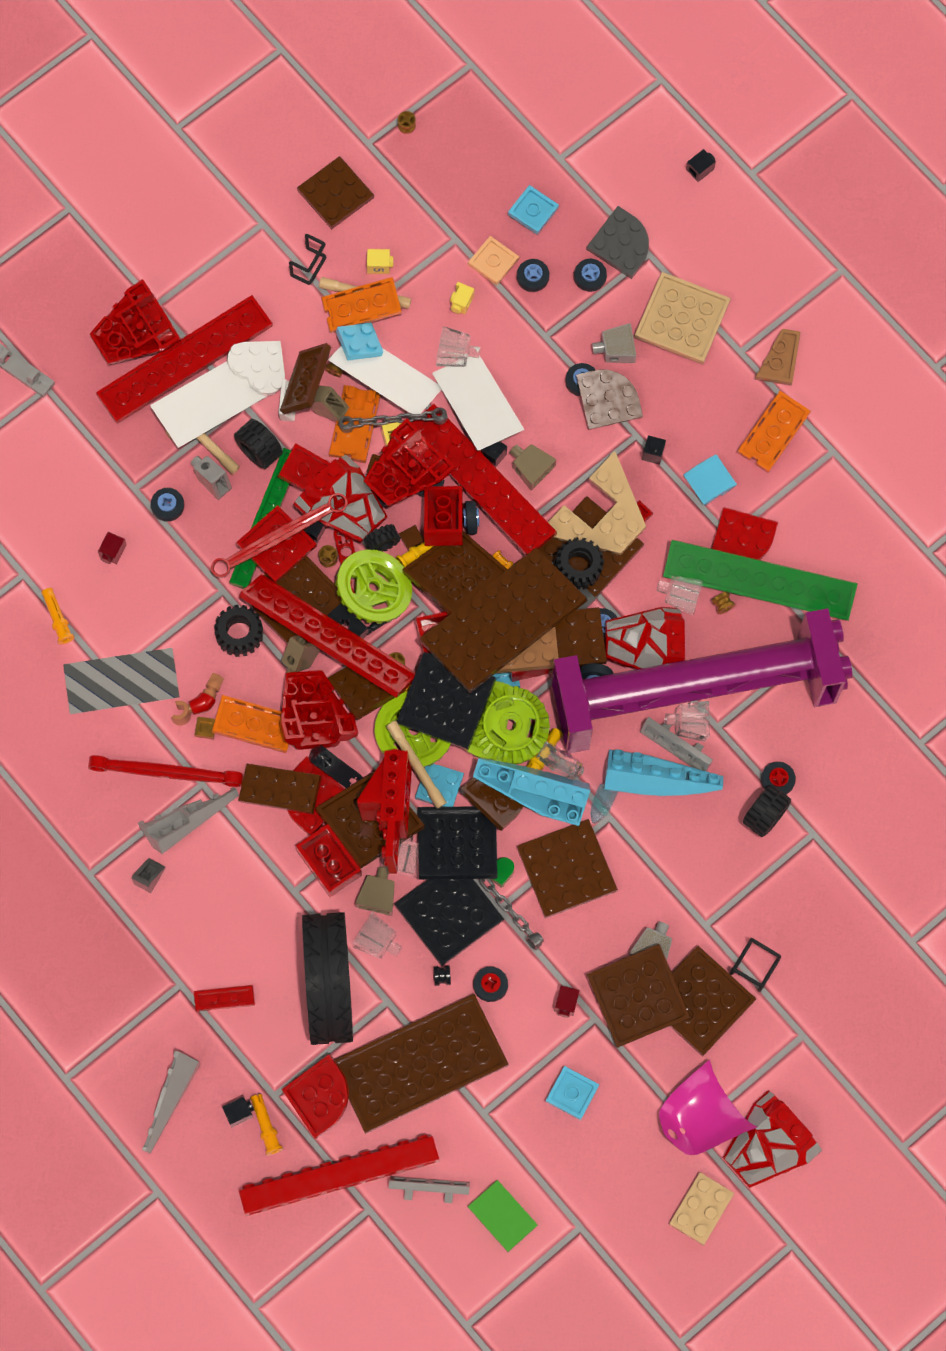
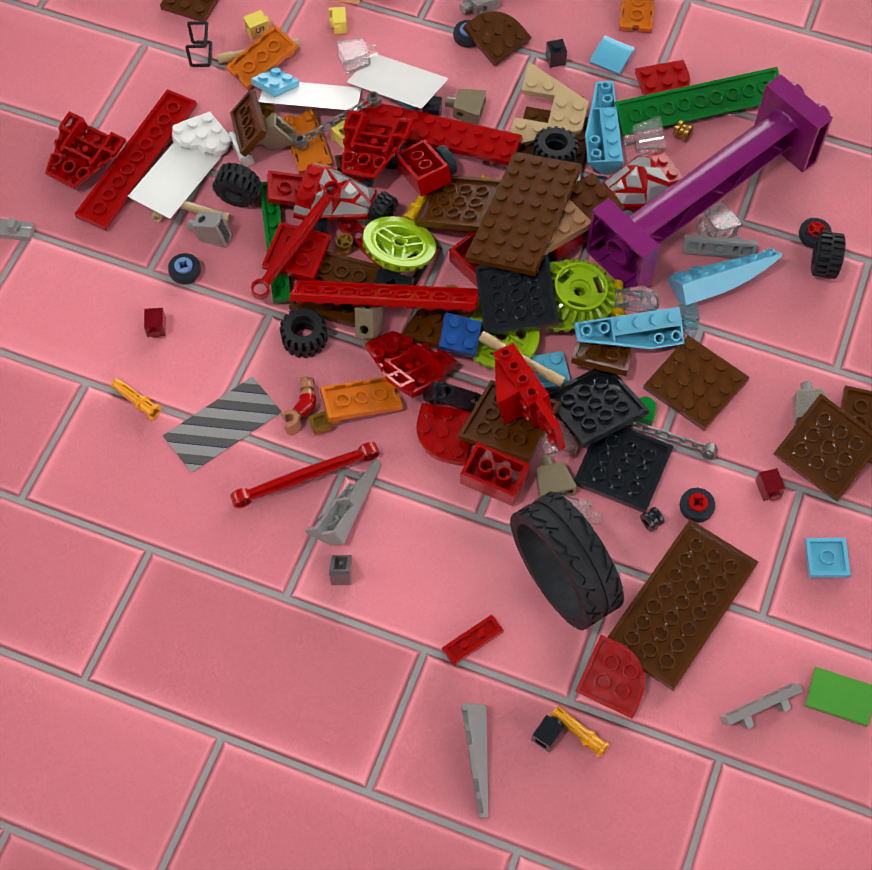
camera: 25 degrees left, 10 degrees down
(280, 788) = (415, 438): reddish brown plate -> none
(338, 1176) = (674, 742): red brick -> none
(373, 712) = (460, 335): none -> blue plate
(411, 537) = (405, 199): reddish brown tile -> none
(643, 562) = (603, 132): none -> medium azure wedge

